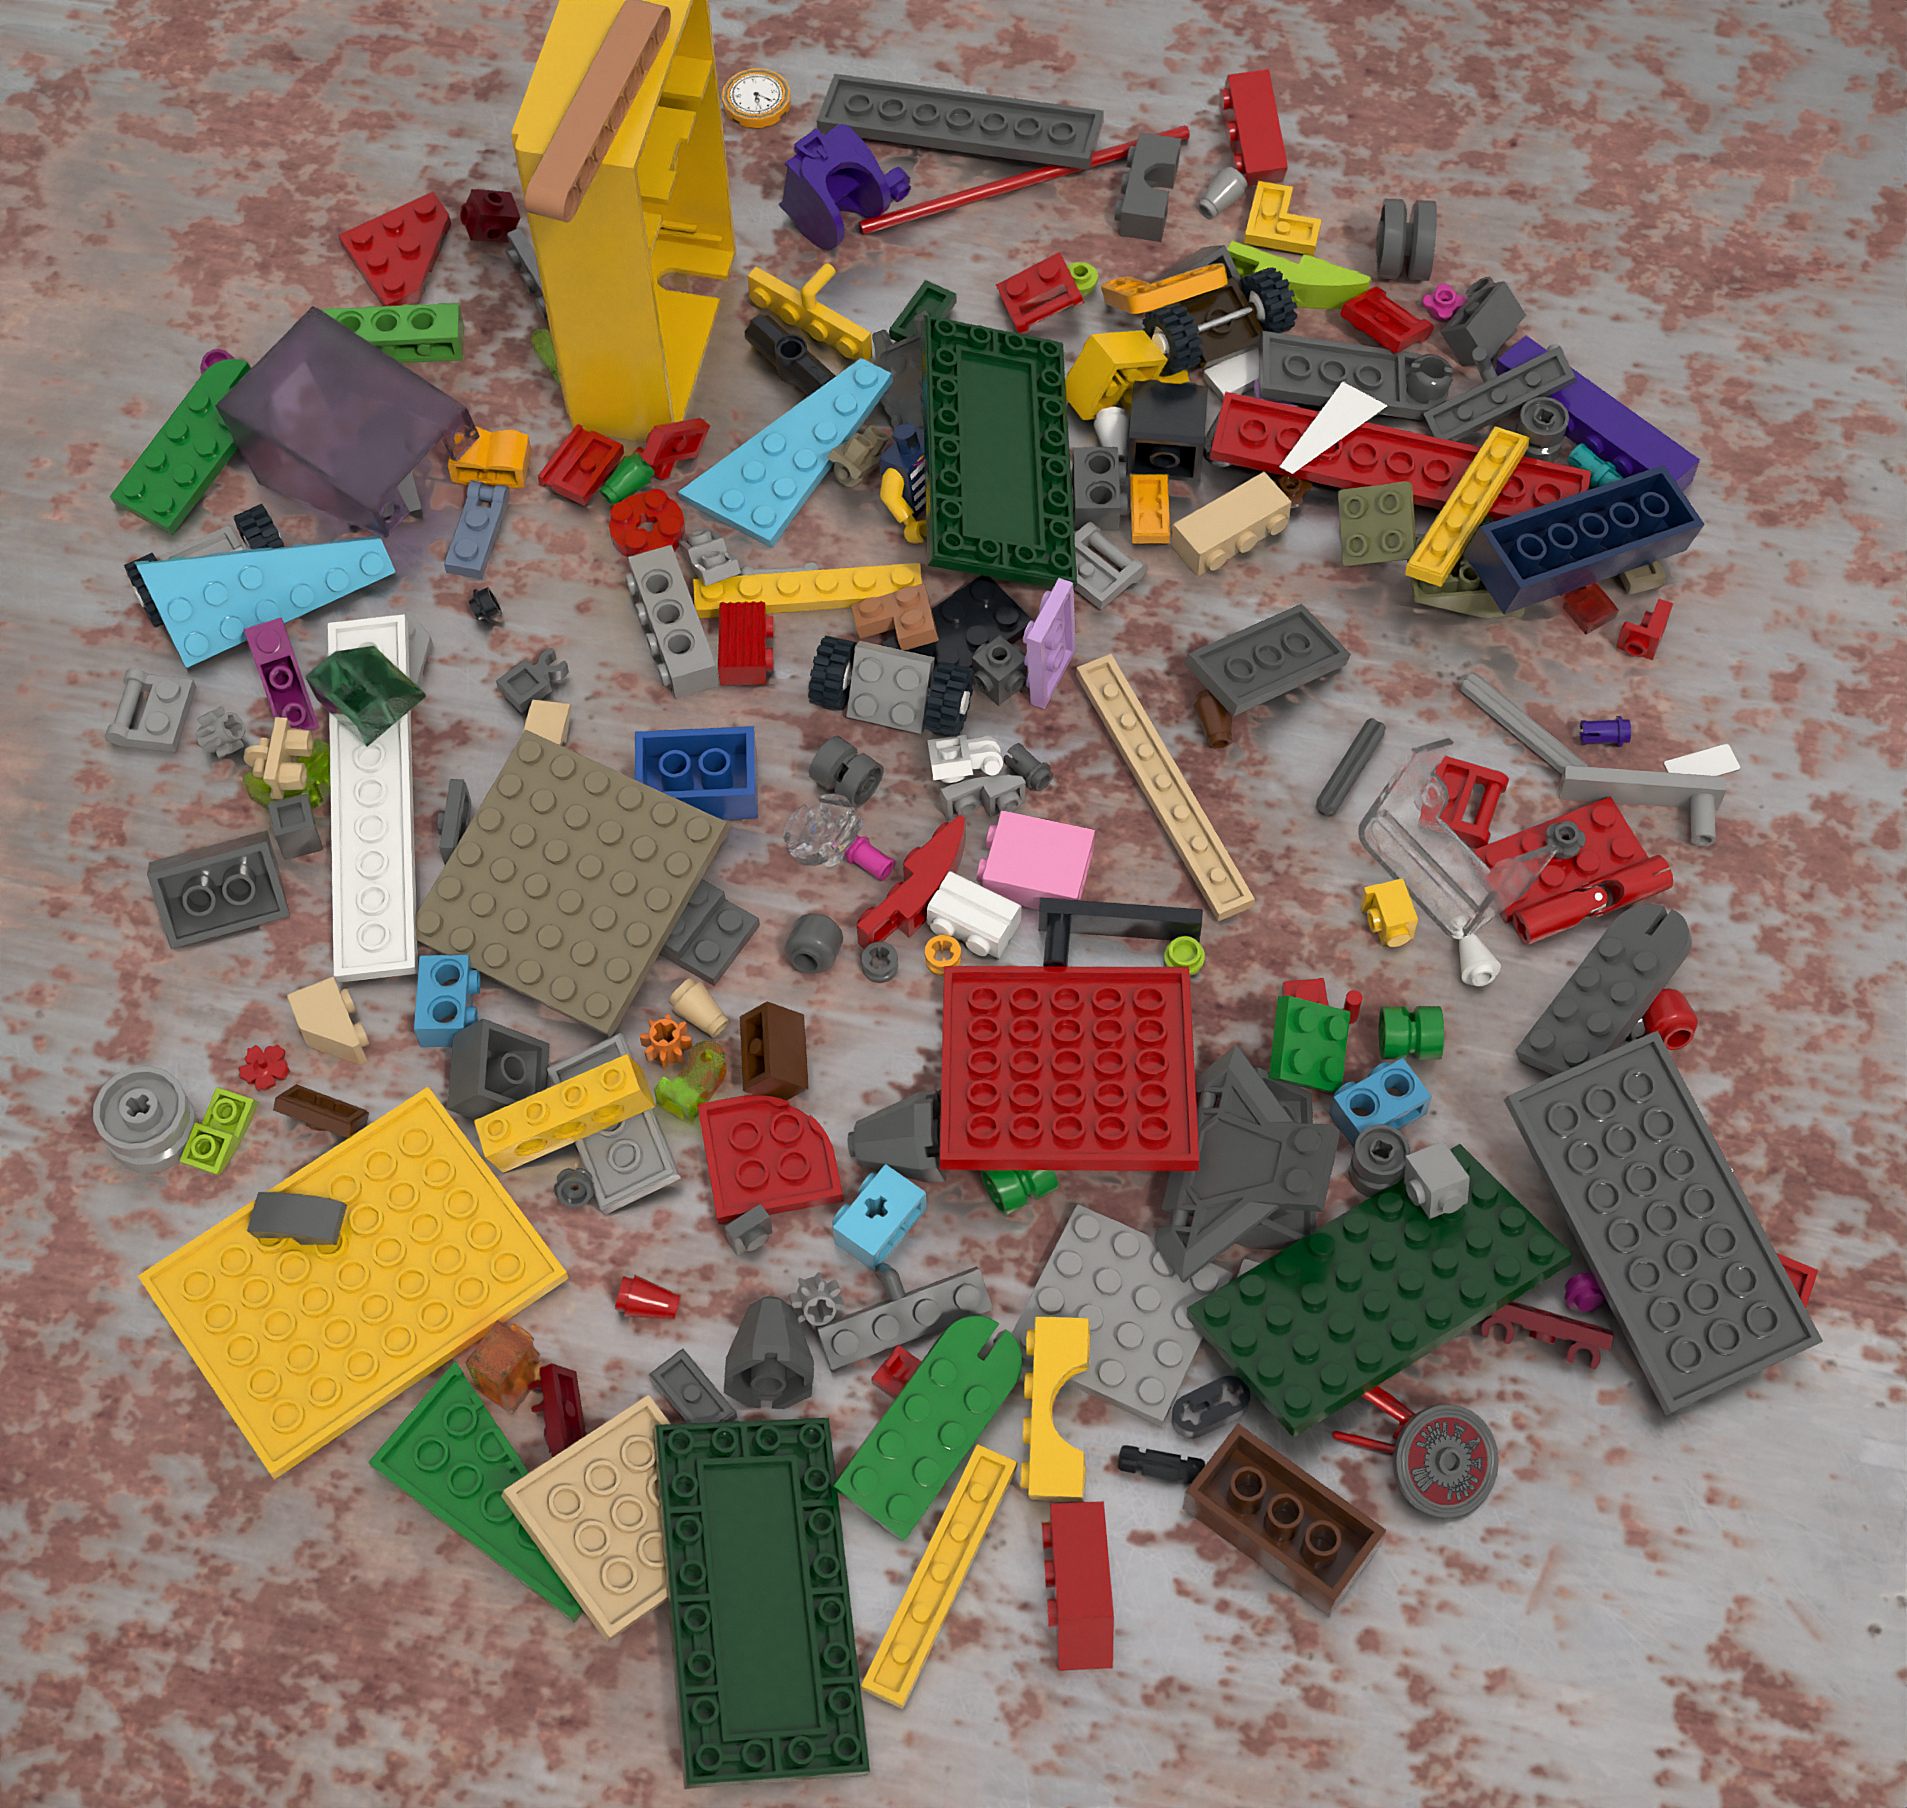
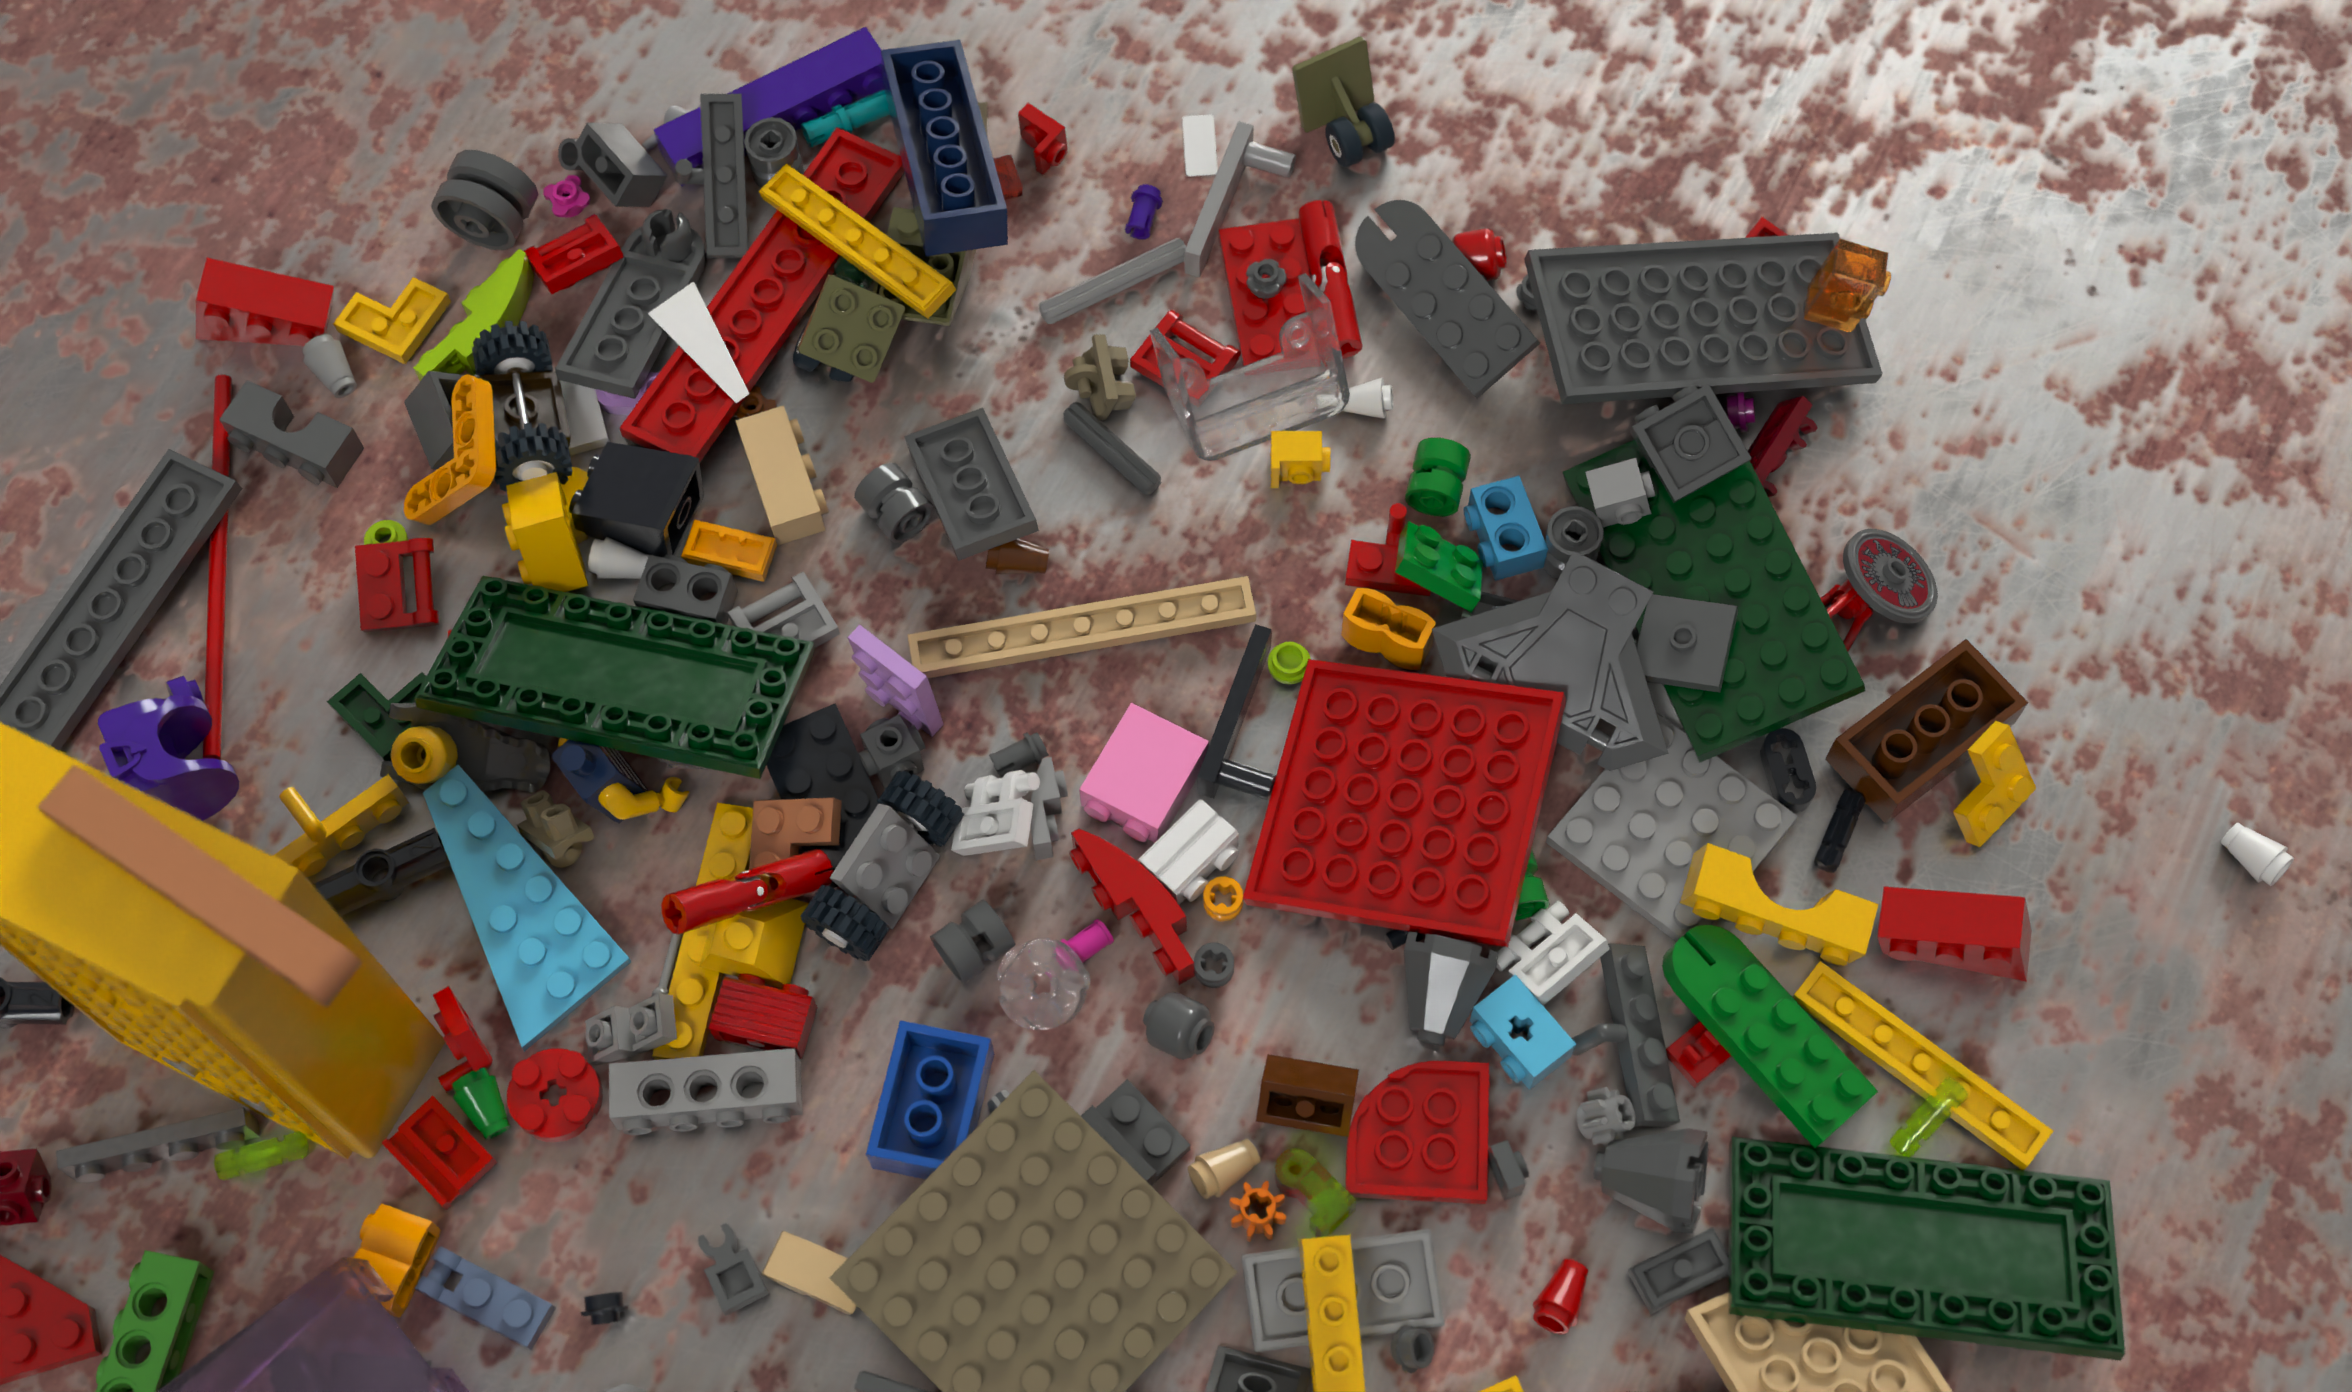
camera: 75 degrees left, 5 degrees up
(806, 610) = (757, 943): none -> yellow slope
(815, 568) = (725, 898): none -> red piece
(885, 1584) = (1928, 1117): none -> clear neon green axle
(890, 346) = (423, 754): none -> yellow head
(959, 1223) = (1558, 958): none -> white plate
(1232, 609) = (891, 498): none -> dark grey wheel
(1237, 1014) = (1378, 626): none -> light orange brick
(1247, 1604) = (2002, 786): none -> yellow plate
(1295, 1267) = (1686, 642): none -> dark grey plate
(1413, 734) = (1094, 378): none -> dark tan hips
(1506, 1223) = (1689, 441): none -> dark grey plate
(1739, 1338) = (1847, 286): none -> clear orange brick
(1803, 858) = (1331, 91): none -> olive plate

